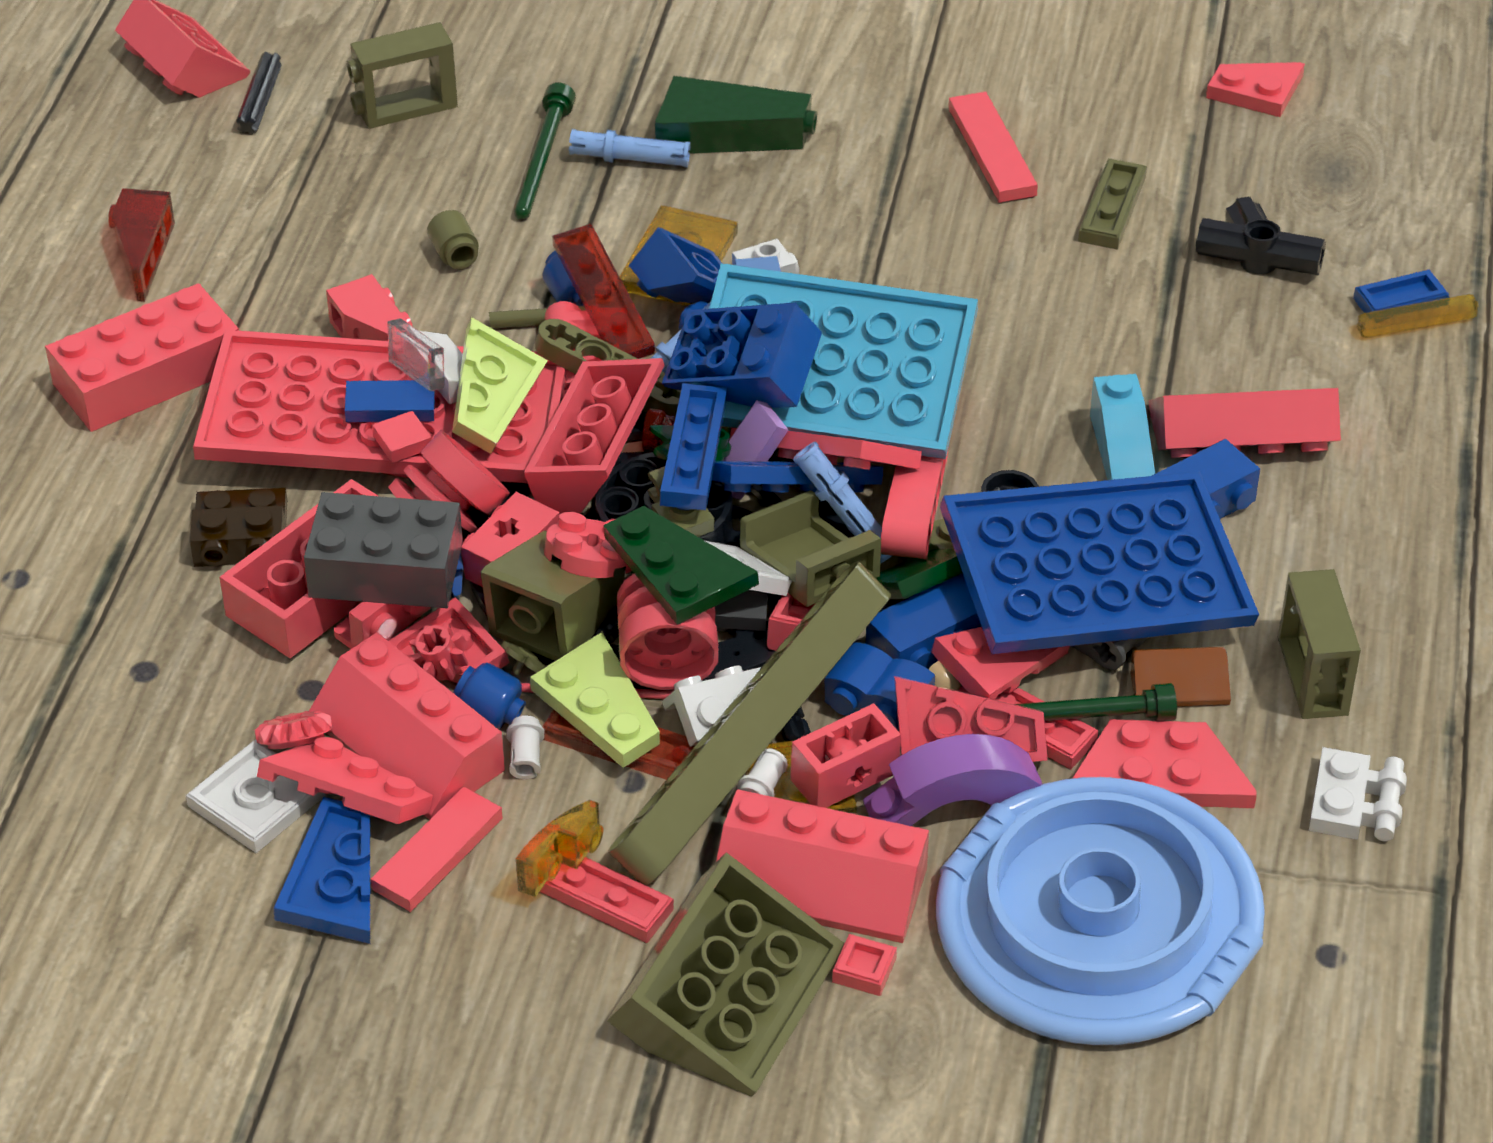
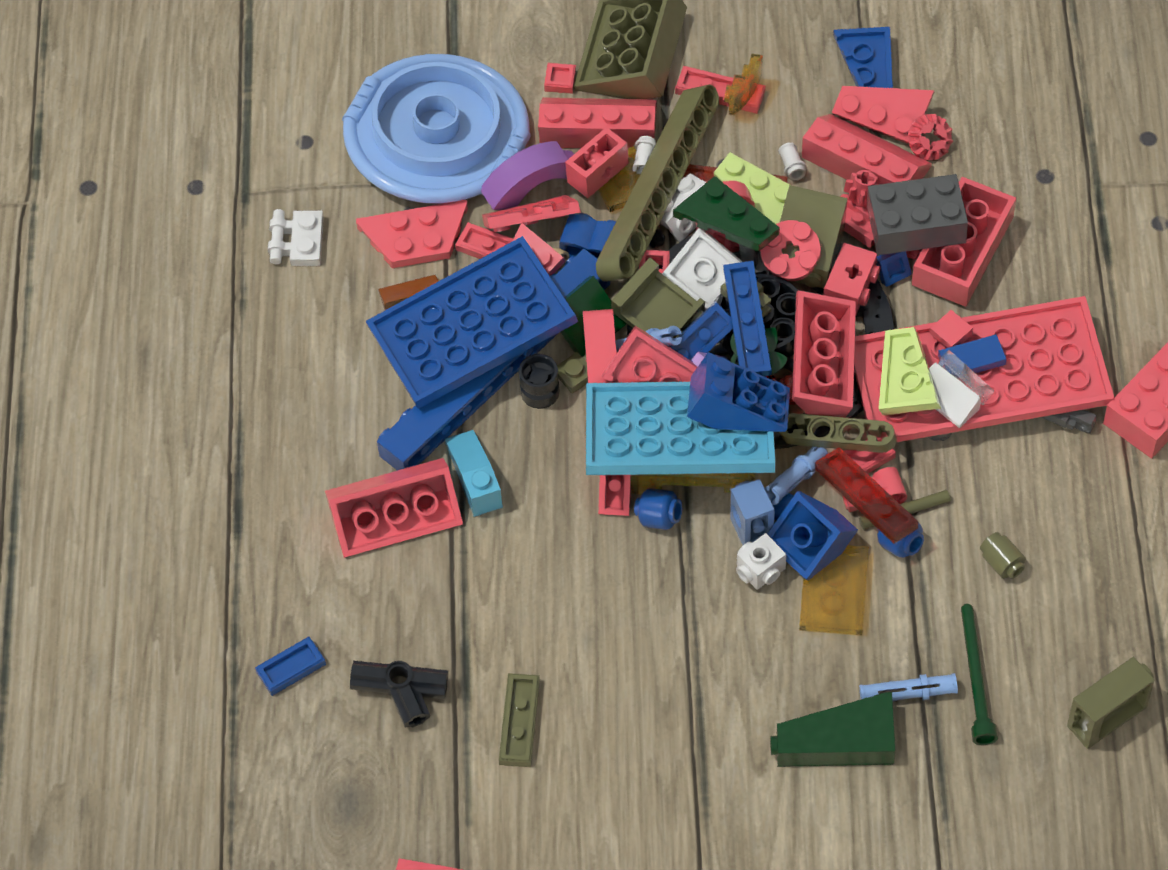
camera: 170 degrees right, 15 degrees up
(235, 523) = (1035, 275): dark brown plate -> none
(247, 805) = (948, 101): white tile -> none
(362, 309) = (1025, 460): coral slope -> none
(436, 849) = (819, 91): coral tile -> none
(453, 478) = (902, 292): coral wheel -> none
(491, 693) = (825, 179): blue head -> none
(992, 147) = (625, 763): coral tile -> none
(1154, 703) = (422, 260): dark green piece -> none
(1318, 644) = (326, 308): olive window -> none
(1417, 315) = (276, 644): clear yellow axle -> none

